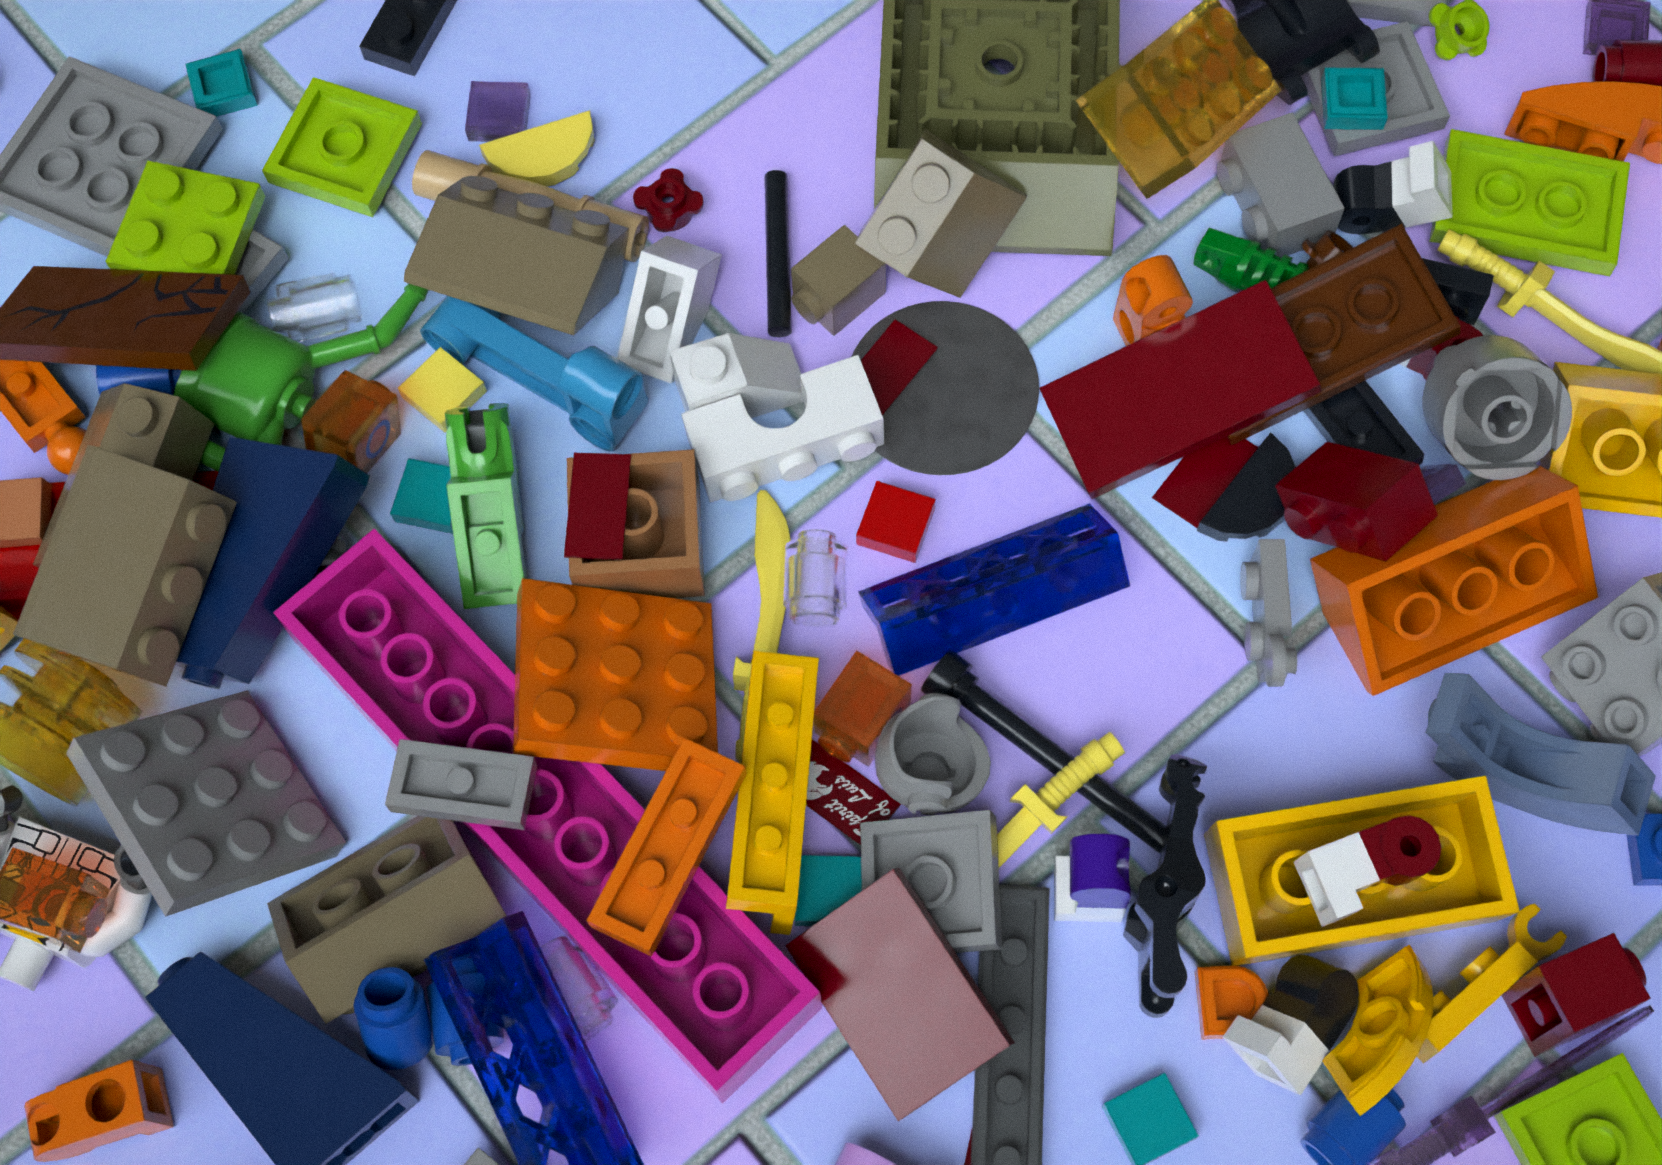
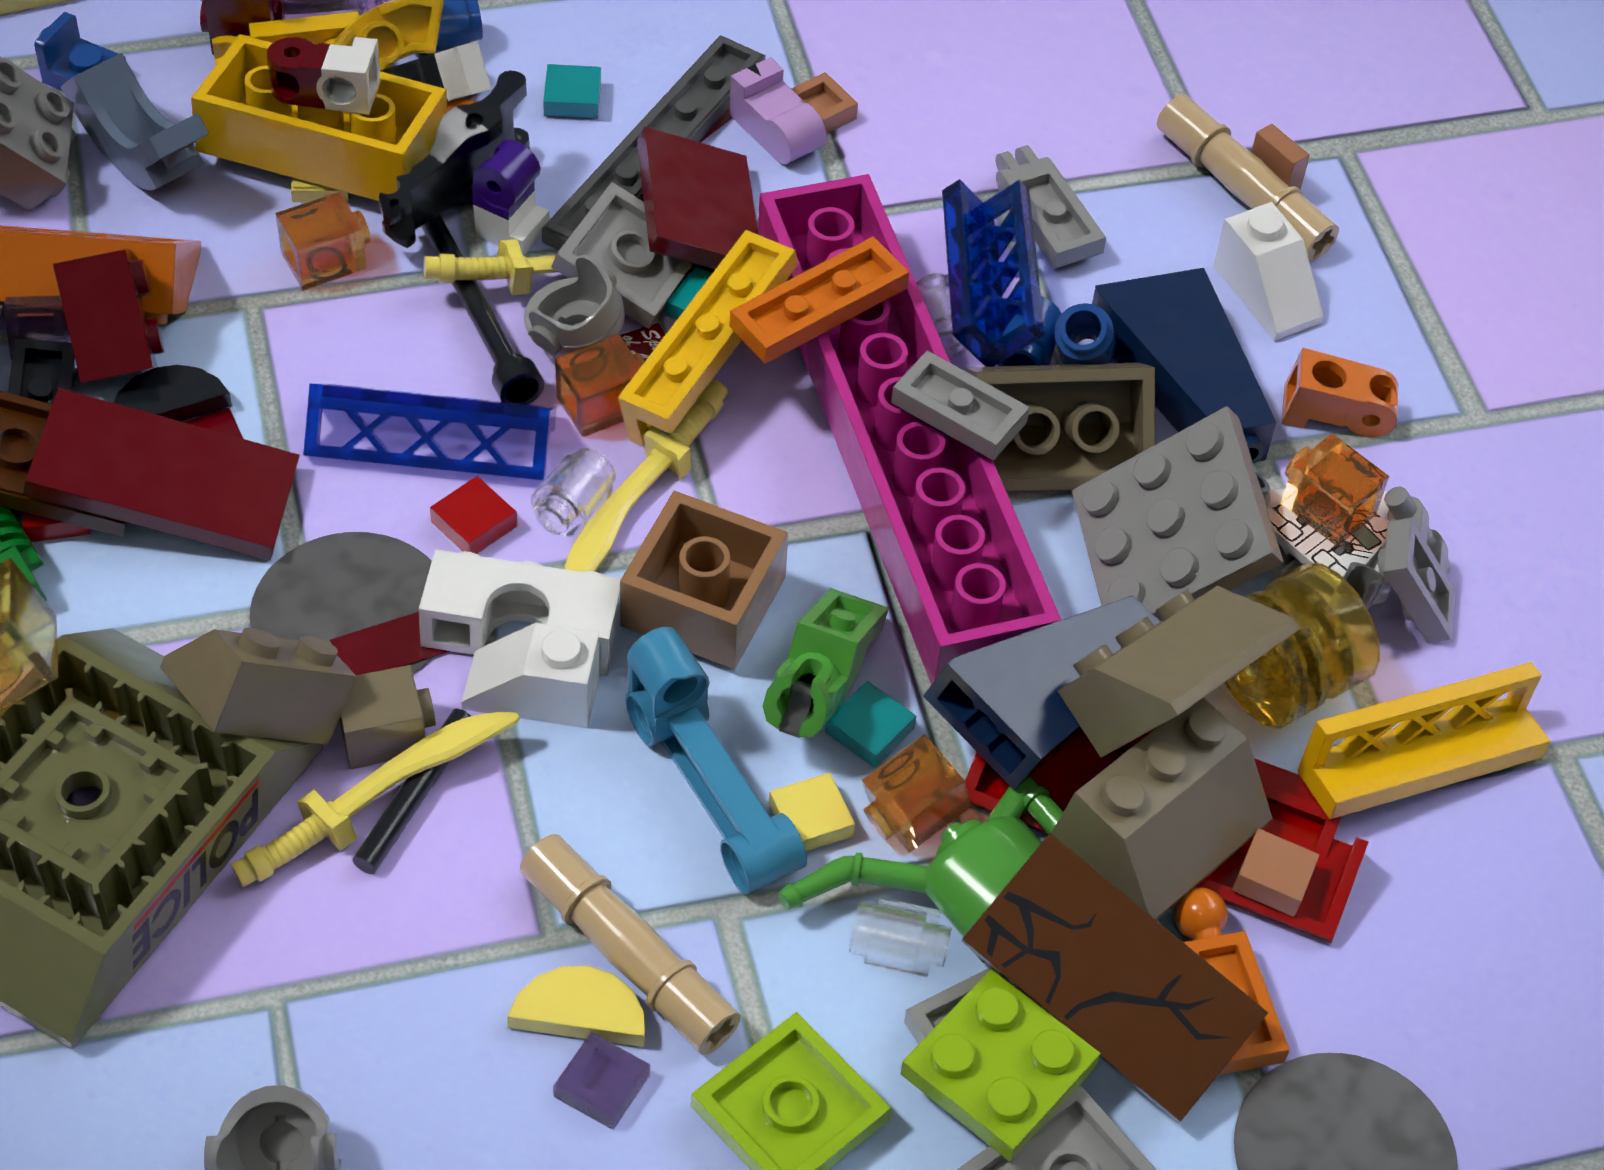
camera: 160 degrees left, 15 degrees down
(519, 254) = (677, 853): dark tan slope -> none
(597, 506) = (731, 572): dark red sticker -> none
(611, 675) = (798, 456): orange plate -> none
(667, 304) = (550, 770): white slope -> none
(670, 215) = (492, 900): dark red plate -> none
(824, 189) = (333, 818): none -> light yellow sword
(1150, 299) = (129, 540): orange leg -> none
(1247, 738) = (322, 240): none -> clear orange brick
(1267, 585) = (235, 300): light grey hinge -> none

